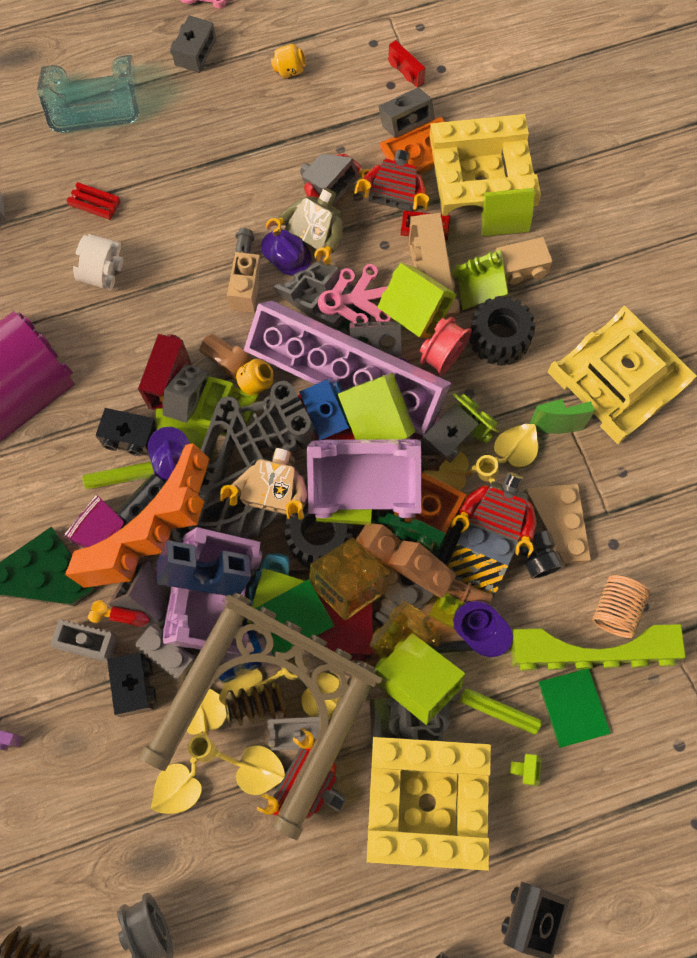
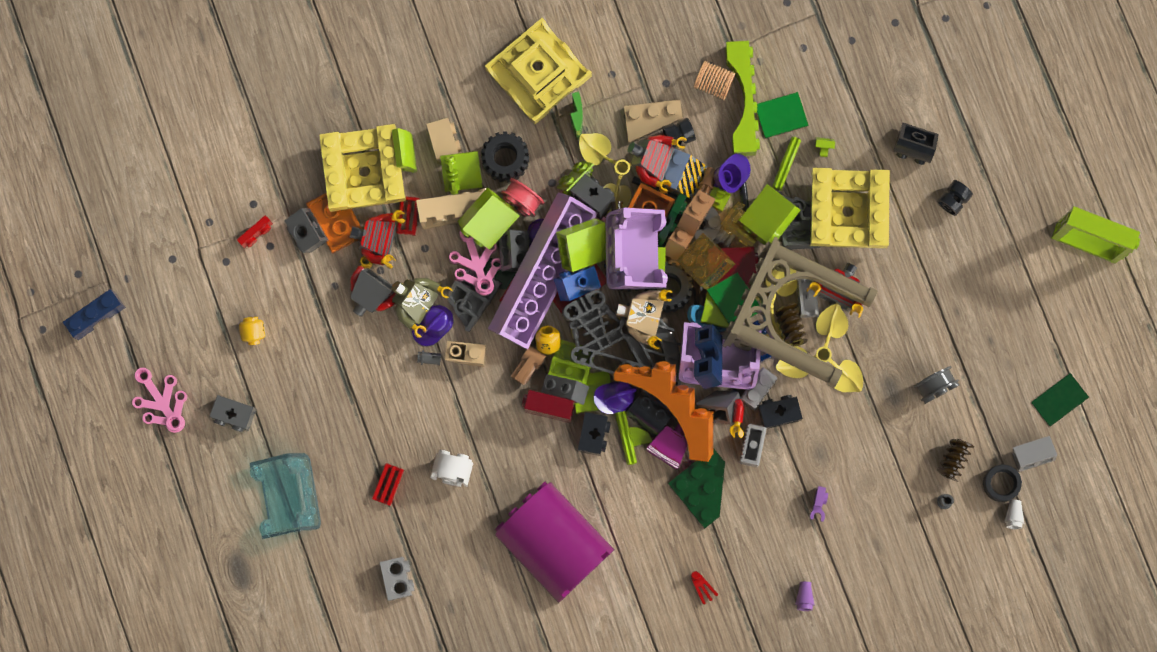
camera: 90 degrees left, 10 degrees up
(119, 492) = (639, 436): none -> lime tile

